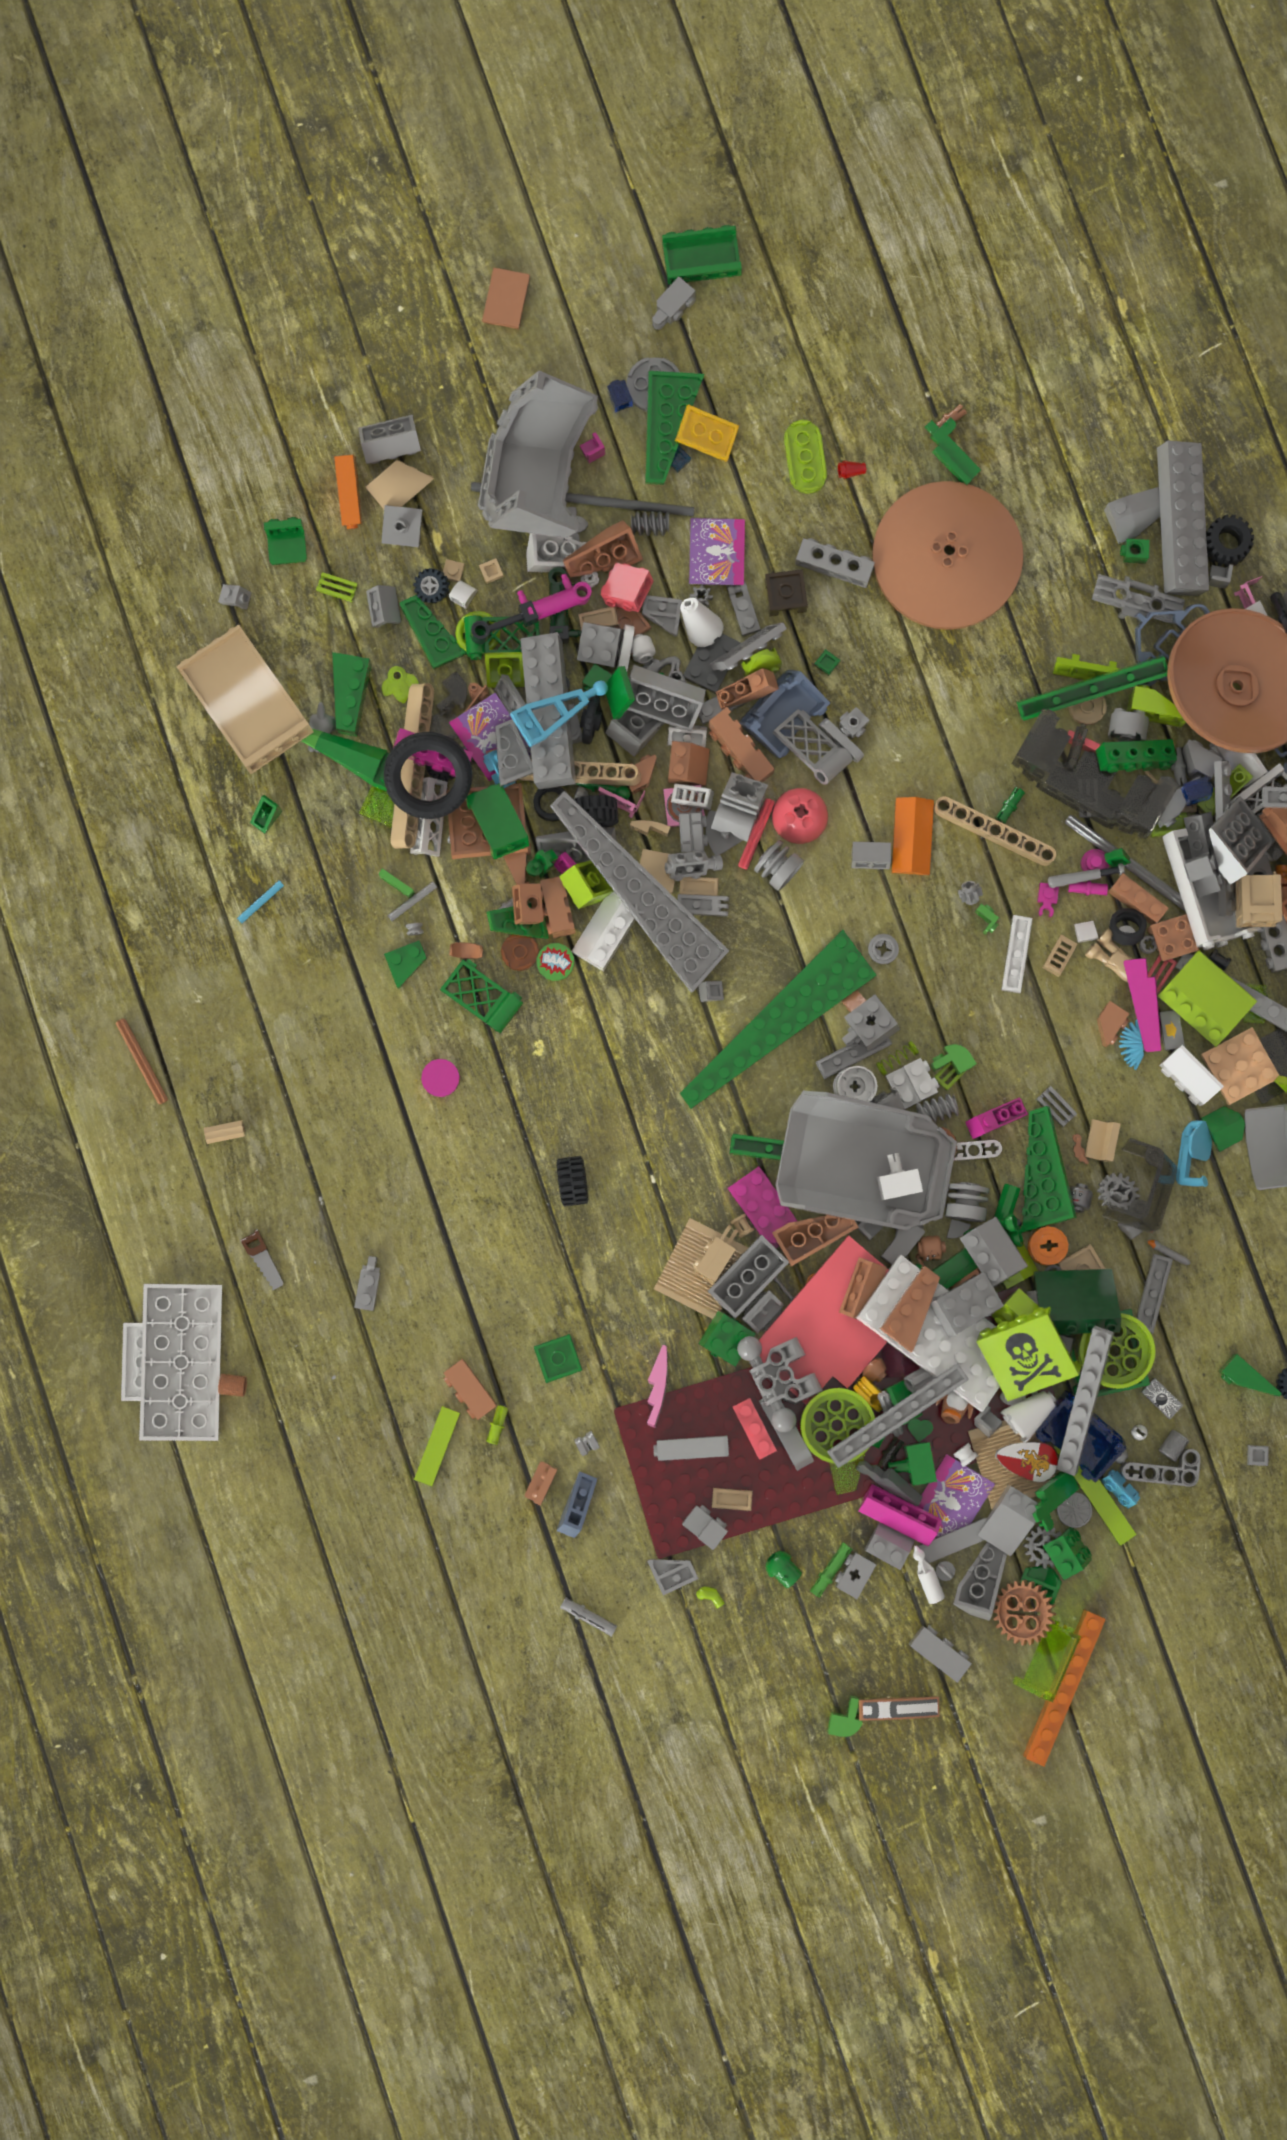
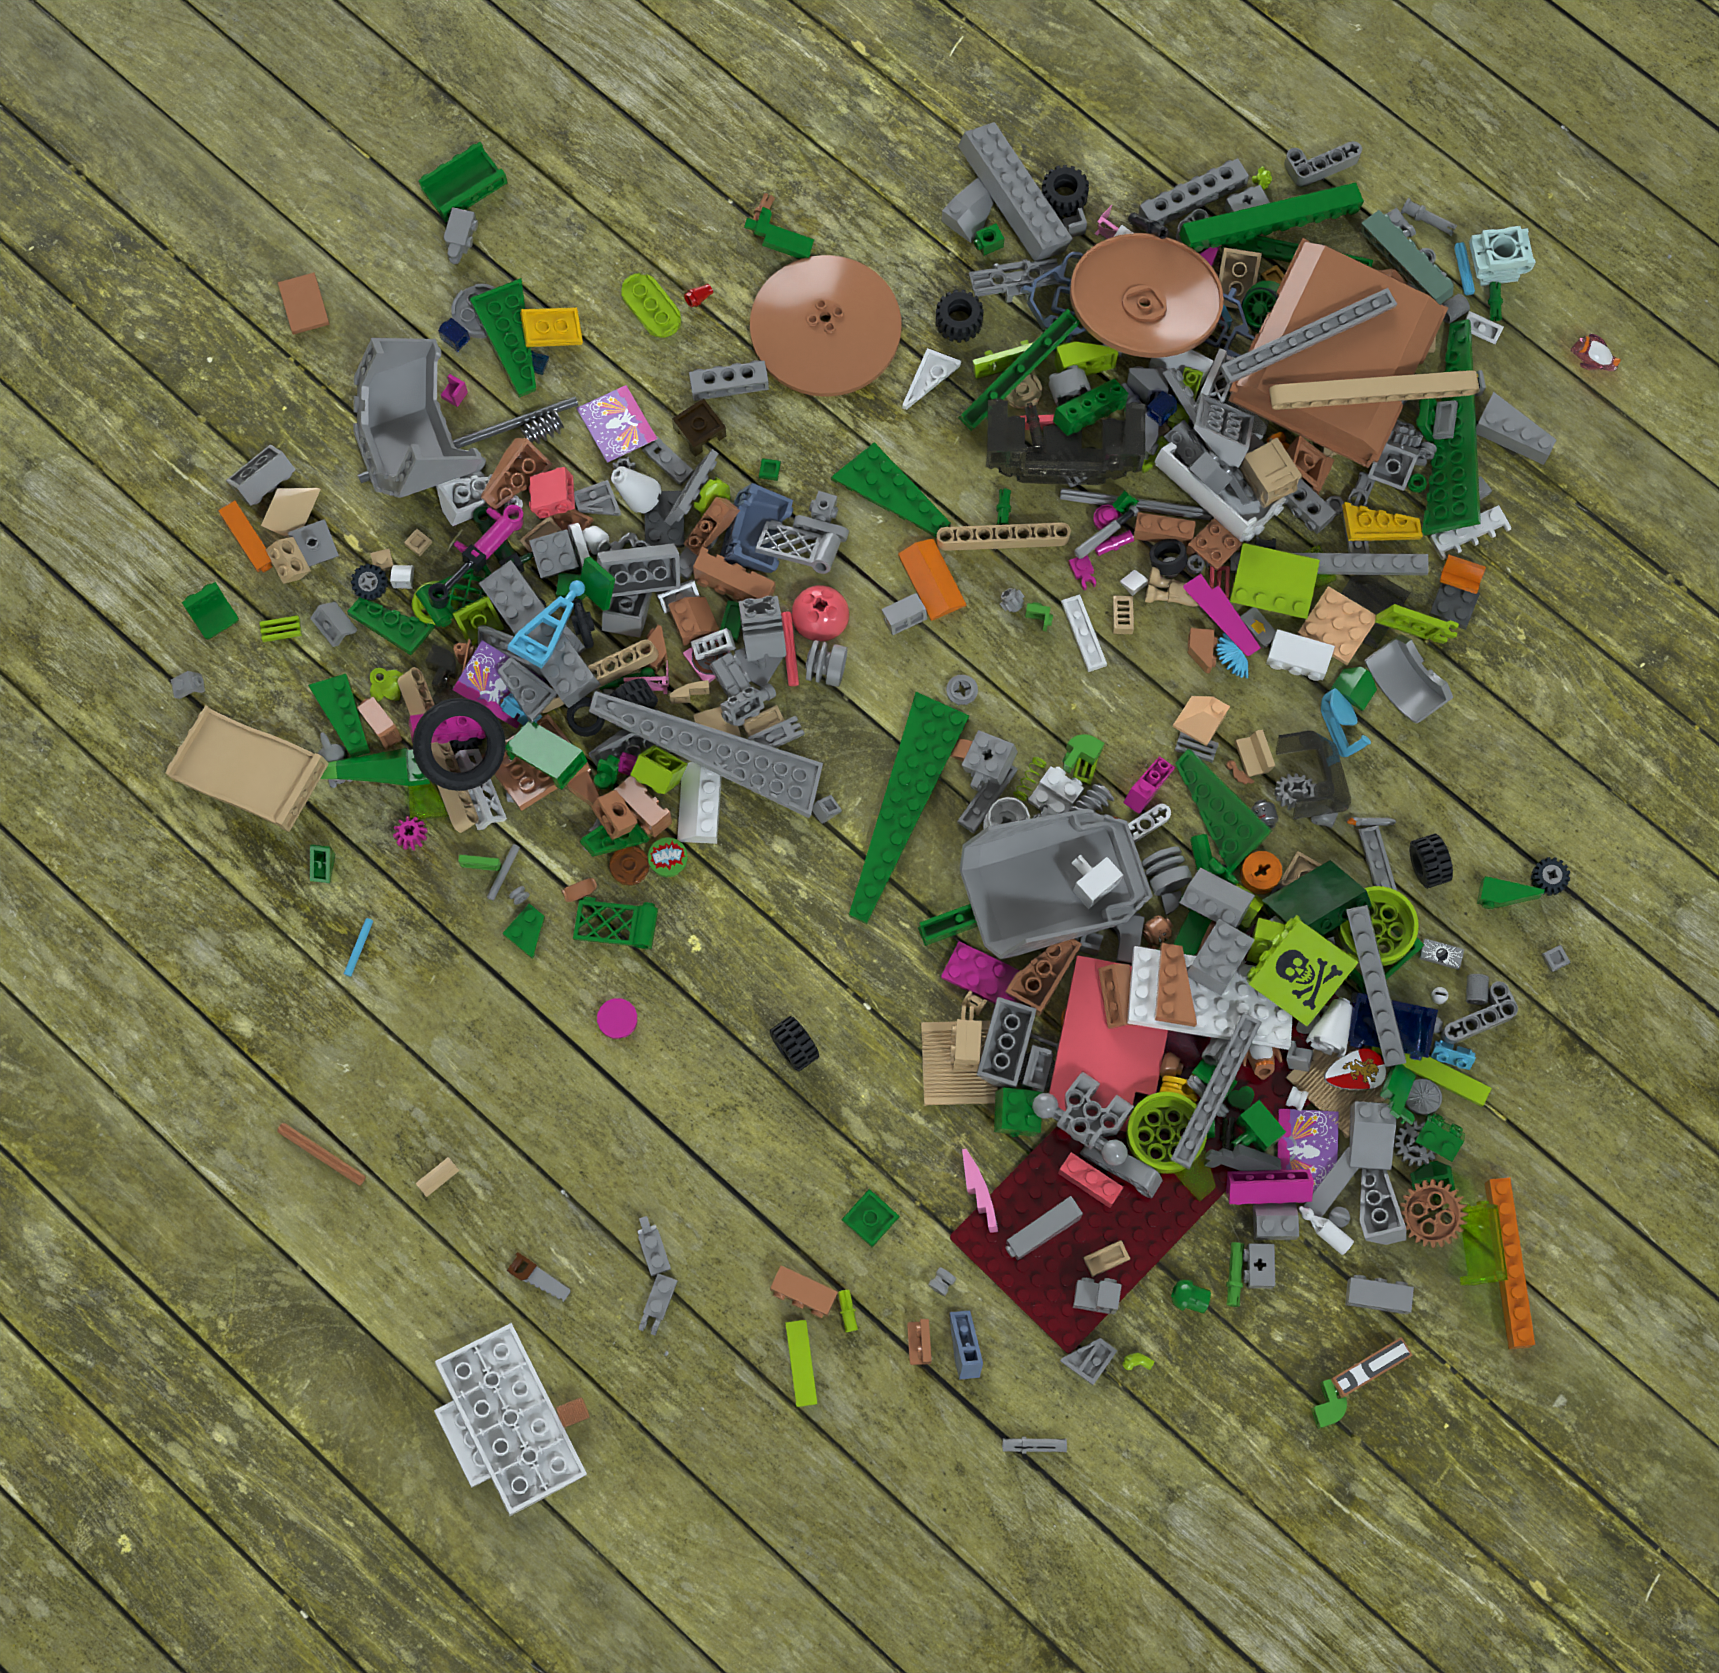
camera: 35 degrees left, 10 degrees down
(346, 824) = (413, 826): none -> dark pink gear
(349, 1332) = (658, 1301): none -> light grey hinge
(372, 530) = (288, 560): none -> tan brick
(375, 715) = (379, 723): none -> slope
(720, 781) = (732, 620): none -> green tile
(919, 730) = (885, 485): none -> green wing
(1016, 647) = (931, 372): none -> white wing
(1074, 1084) = (1201, 718): none -> light nougat slope
(1079, 598) = (959, 329): none -> black tyre
(1198, 1316) = (1431, 861): none -> black tyre

